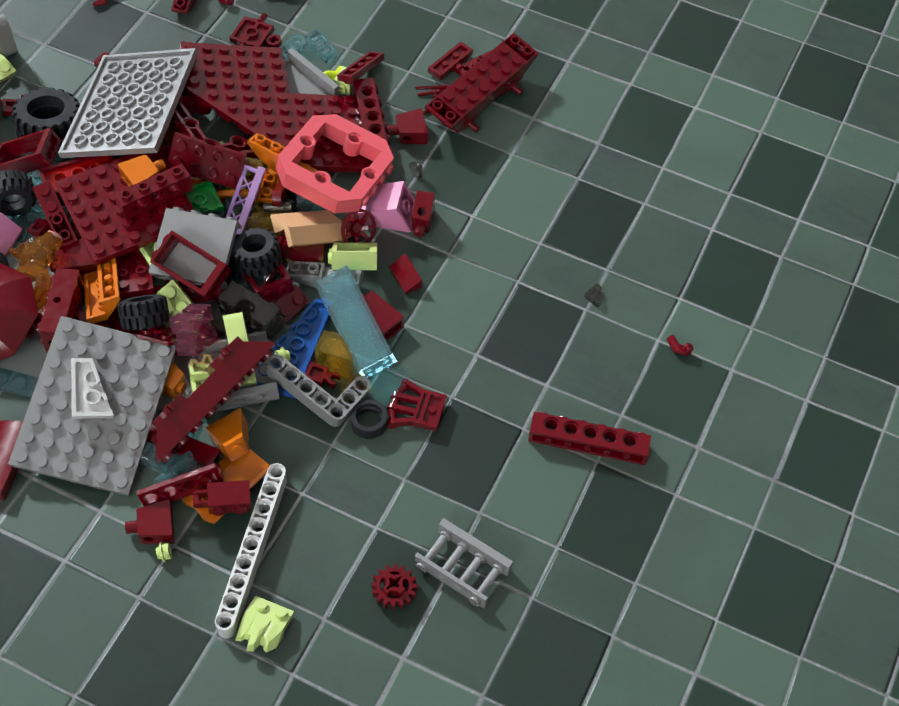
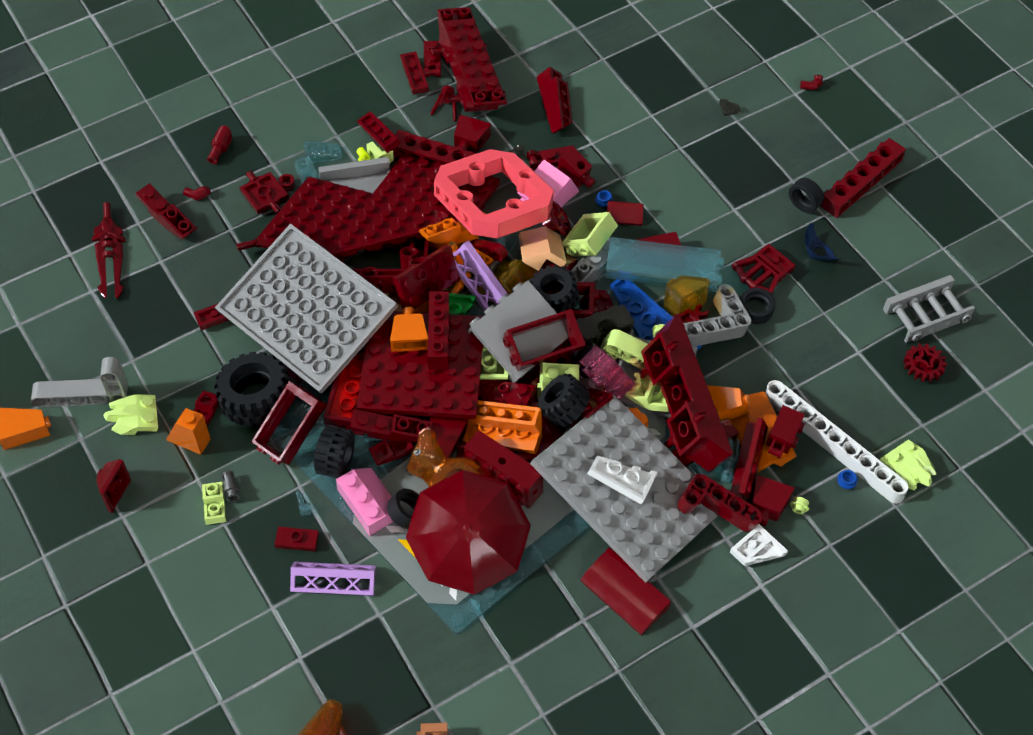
camera: 55 degrees left, 0 degrees up
(98, 537) = (758, 547): none -> white wing
(116, 485) = (744, 514): none -> dark red beam
(217, 579) = (847, 479): none -> blue plate
(412, 251) = (603, 197): none -> blue plate
(443, 203) = (551, 156): none -> dark red plate
(477, 428) = (812, 242): none -> dark blue piece
(499, 167) = (555, 99): none -> dark red wedge
(524, 398) = (809, 187): none -> black tyre

